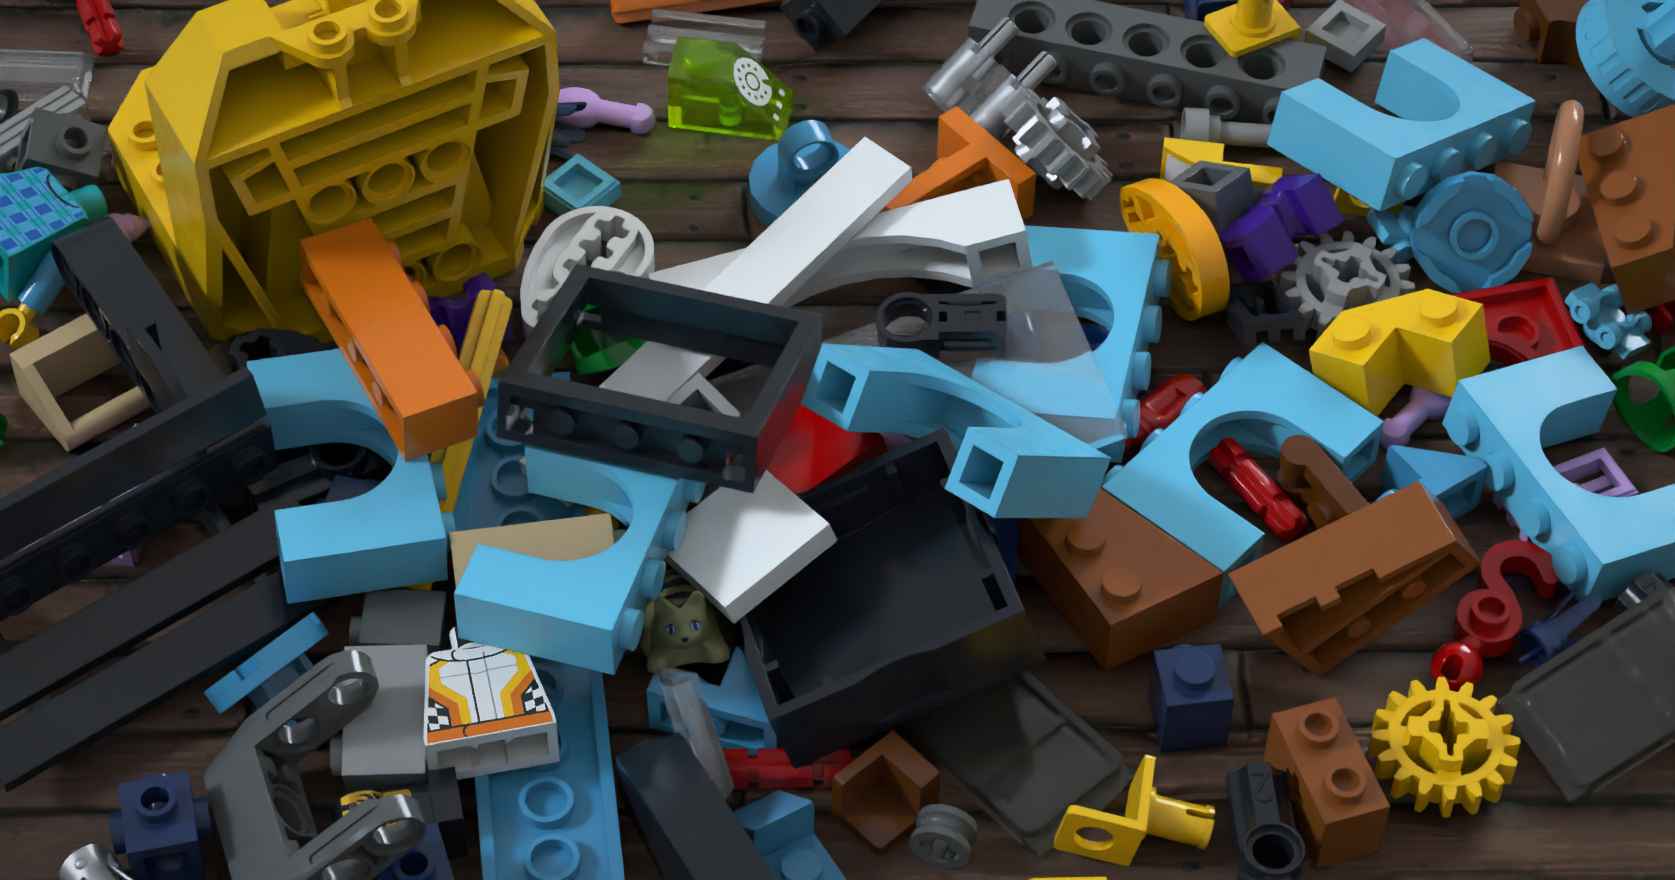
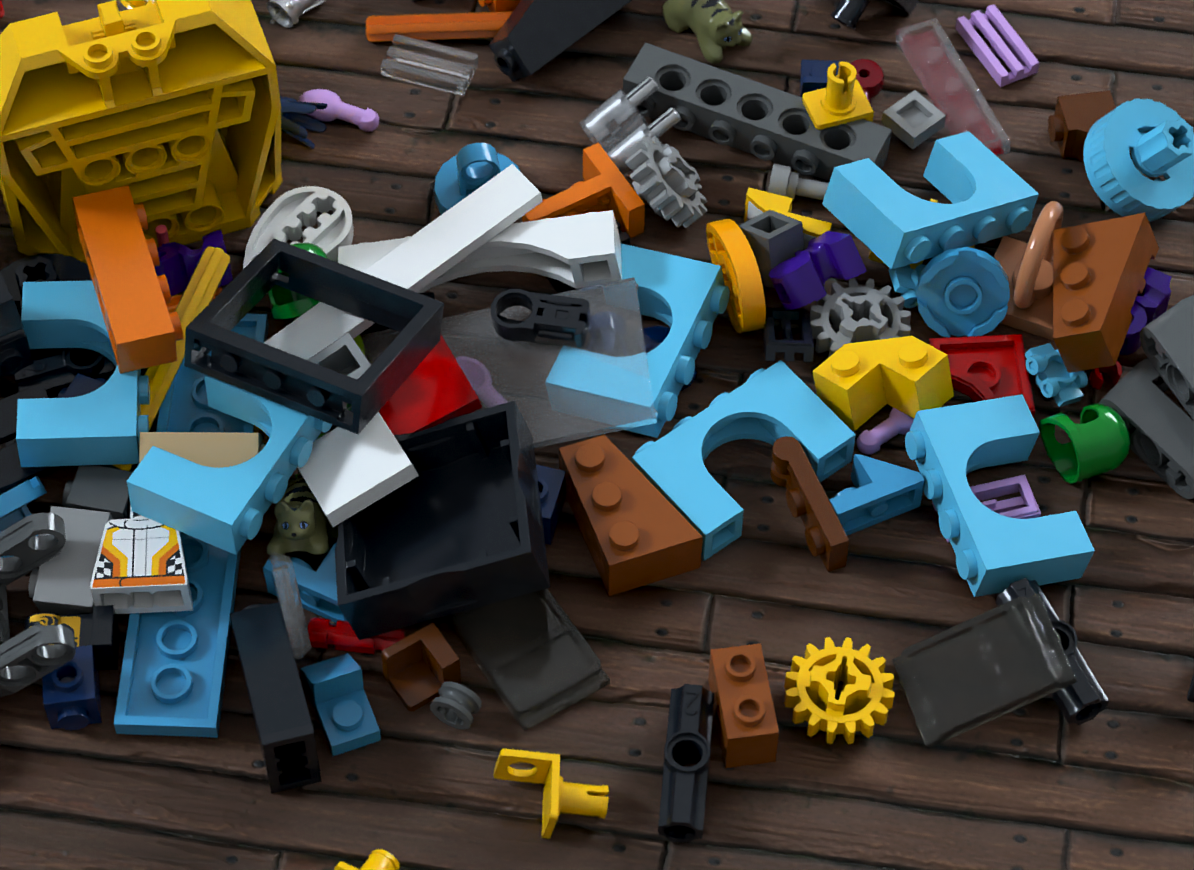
camera: 10 degrees right, 5 degrees up
(579, 185) = (310, 168): medium azure tile -> none
(725, 91) = (433, 107): clear neon green slope -> none
(1006, 455) = (554, 427): medium azure arch -> none
(1144, 815) = (609, 711): yellow bracket -> none
(1164, 405) = (699, 397): red piece -> none
(1190, 697) = (660, 626): dark blue brick -> none
(1257, 489) = (754, 472): red axle -> none
(1355, 577) = (796, 554): dark orange wedge -> none
(1491, 617) = (901, 596): red piece -> none
(1549, 637) = (941, 616): dark blue piece -> none

